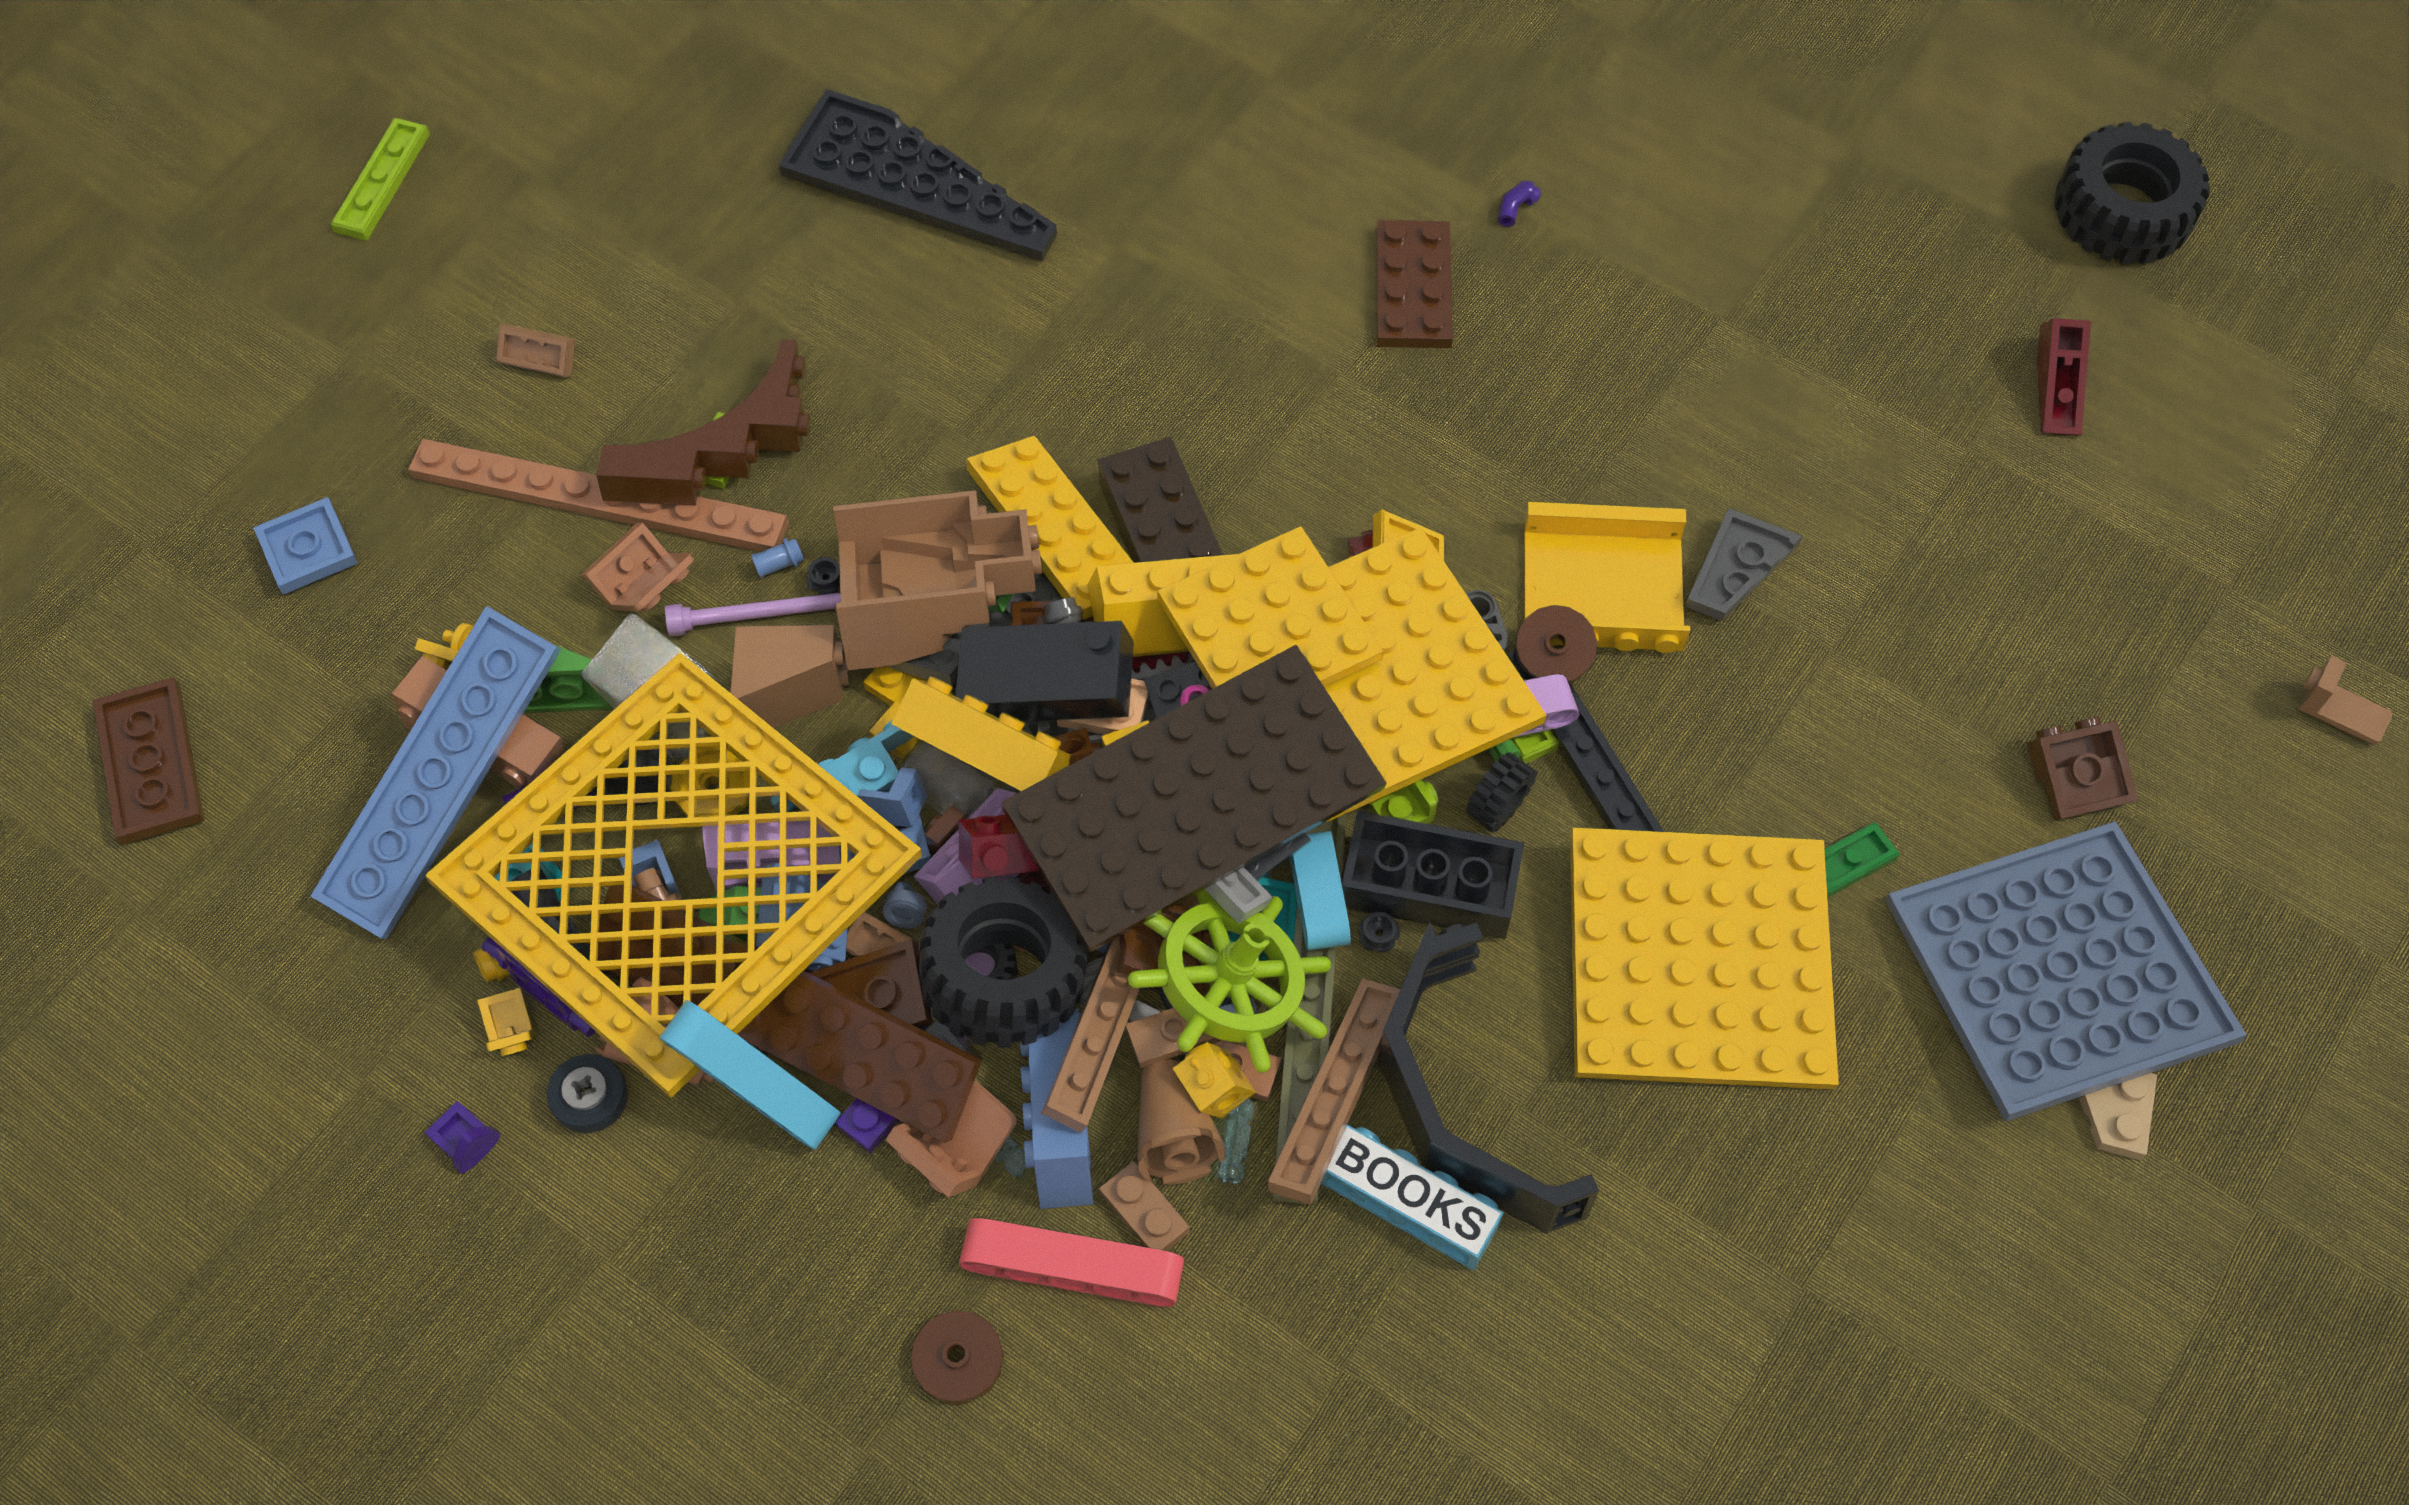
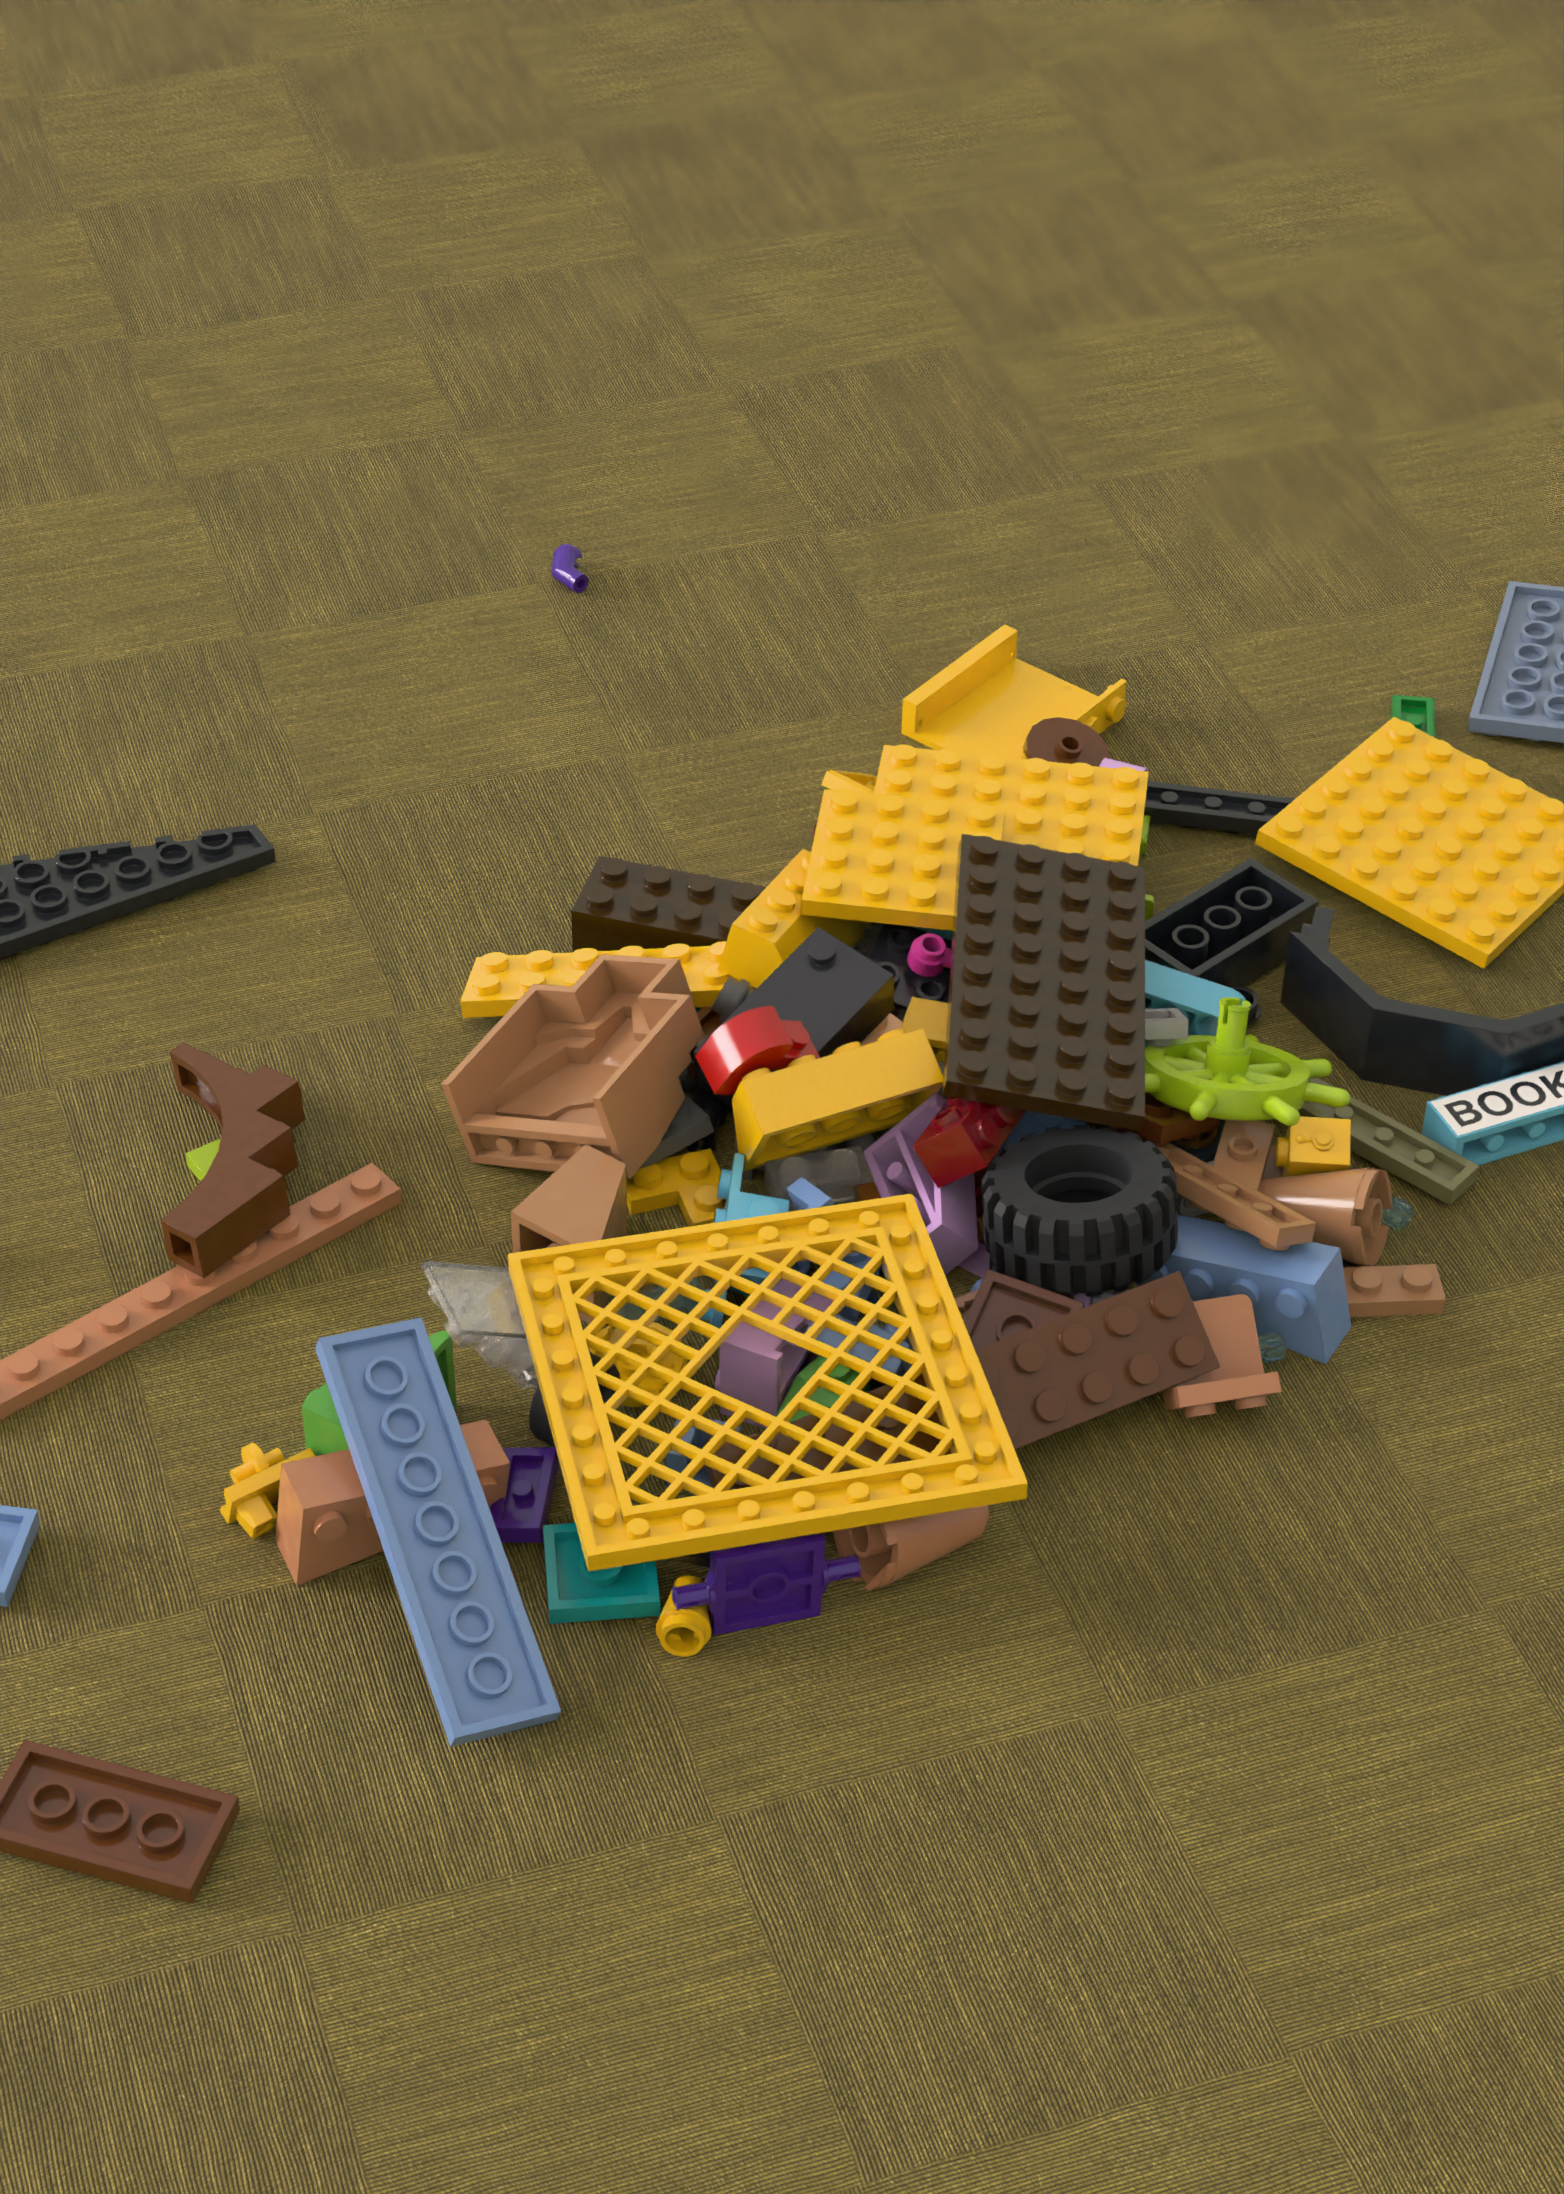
camera: 55 degrees left, 20 degrees down
(462, 1137) = (870, 1756): dark purple tile -> none
(507, 1021) = (770, 1648): yellow bracket -> none
(589, 1109) = (913, 1624): black wheel -> none
(636, 571) = (337, 1294): nougat bracket -> none
(682, 619) = (409, 1296): lavender piece -> none
(749, 1074) = (1049, 1431): medium azure beam -> none
(778, 557) = (420, 1183): medium blue pin -> none
(821, 568) = (475, 1170): black plate -> none
(865, 1125) = (1131, 1434): dark purple plate -> none
(963, 1380) = (1442, 1488): reddish brown plate -> none
(968, 667) = (751, 1043): none -> red brick
(1072, 1262) = (1407, 1357): coral beam -> none
(1333, 1094) = (1394, 1092): medium nougat plate -> none
(1414, 284) = (582, 664): reddish brown plate -> none
(1501, 791) = (1177, 857): black tyre -> none
(1738, 562) = (1074, 638): dark grey wing -> none
(2063, 374) = (1074, 396): dark red slope -> none
(2082, 767) = (1445, 568): reddish brown plate -> none
(2141, 159) = (952, 279): black tyre -> none
(2342, 707) = (1495, 440): medium nougat bracket -> none

